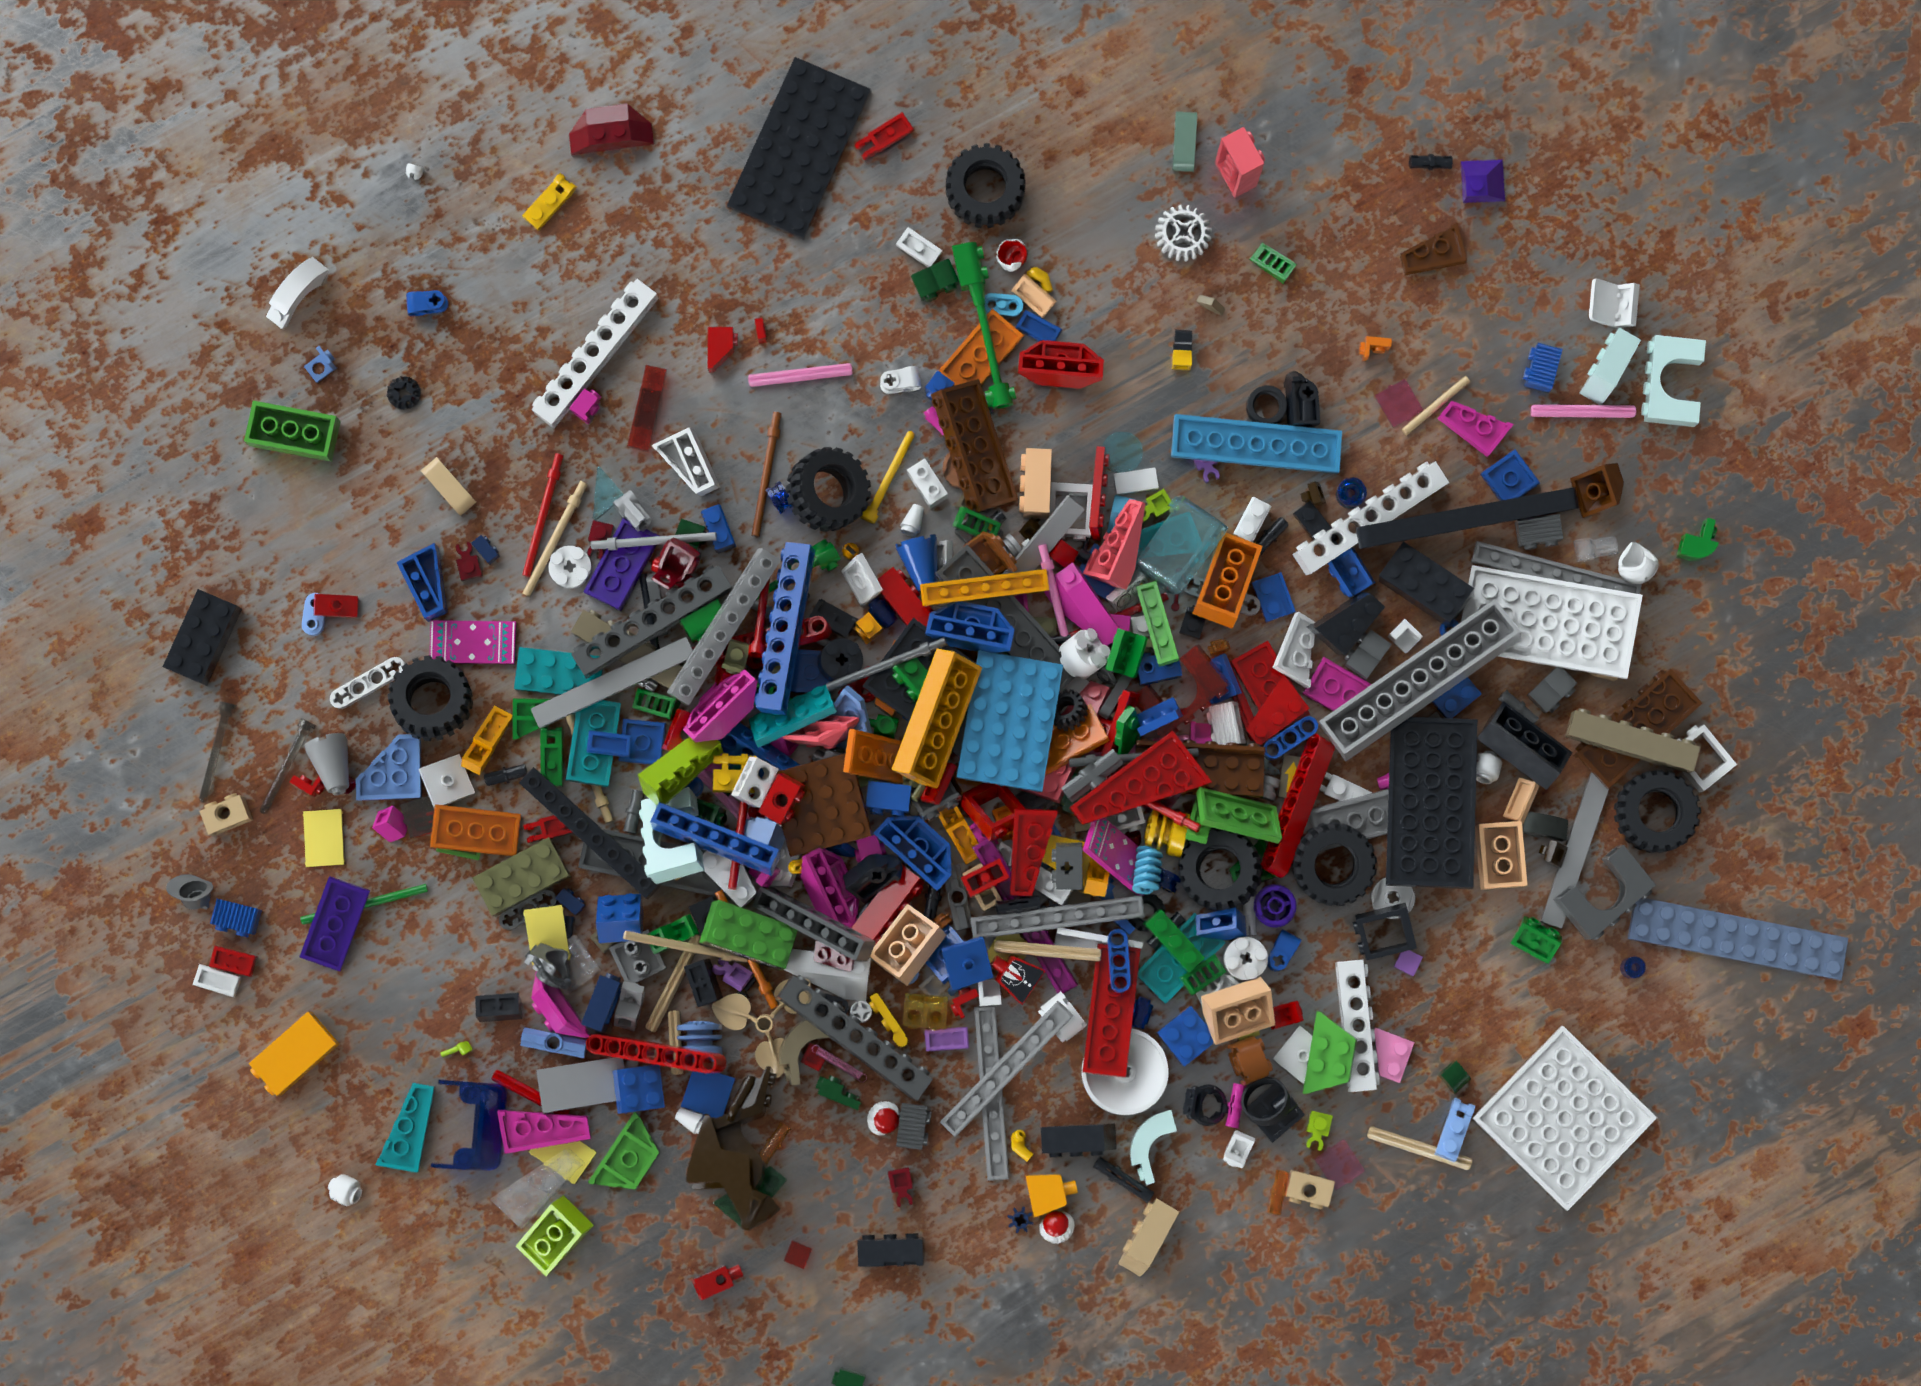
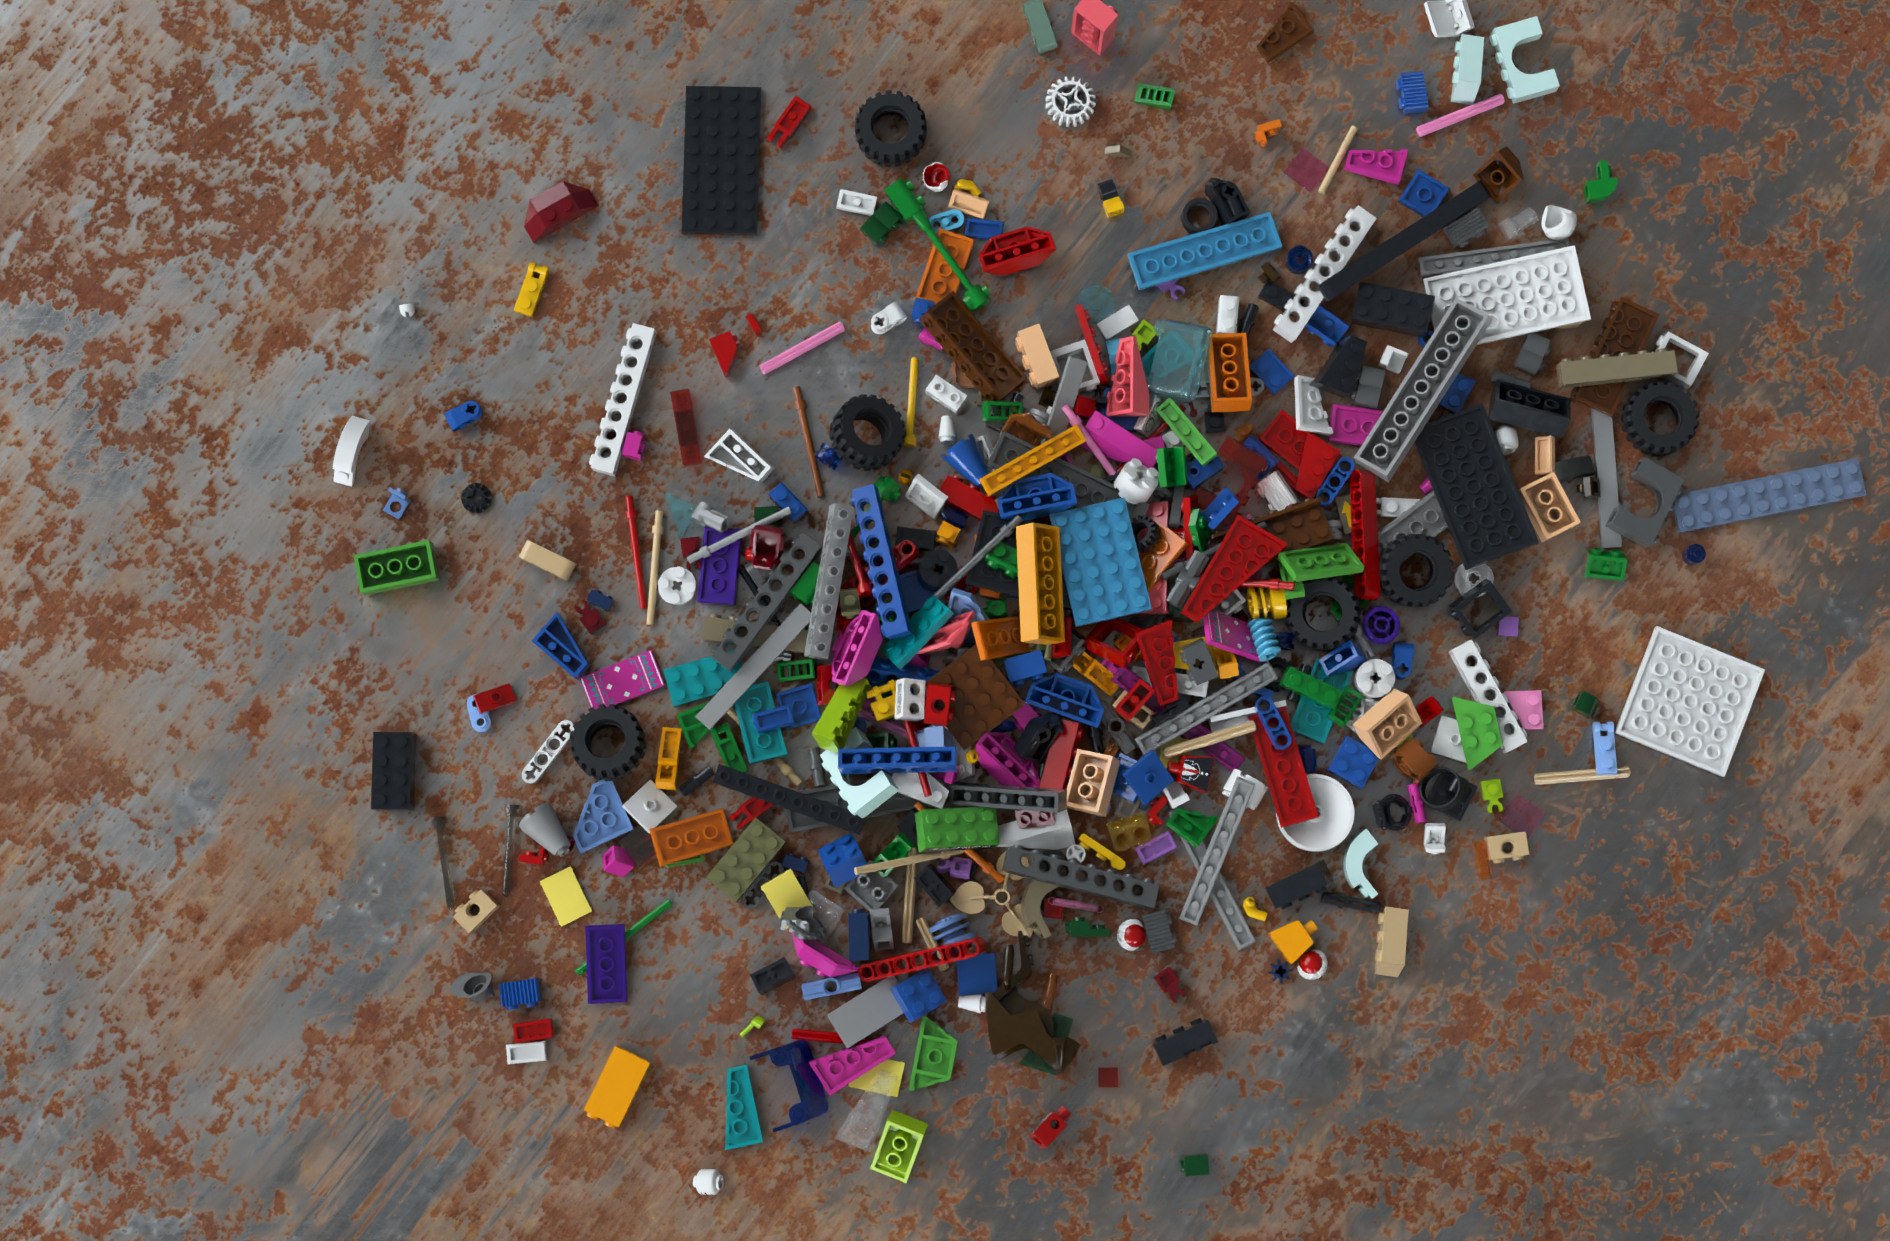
camera: 20 degrees left, 0 degrees up
(991, 1031) = (1191, 825): none -> green wing
(1200, 732) = (1258, 507): dark pink panel -> none

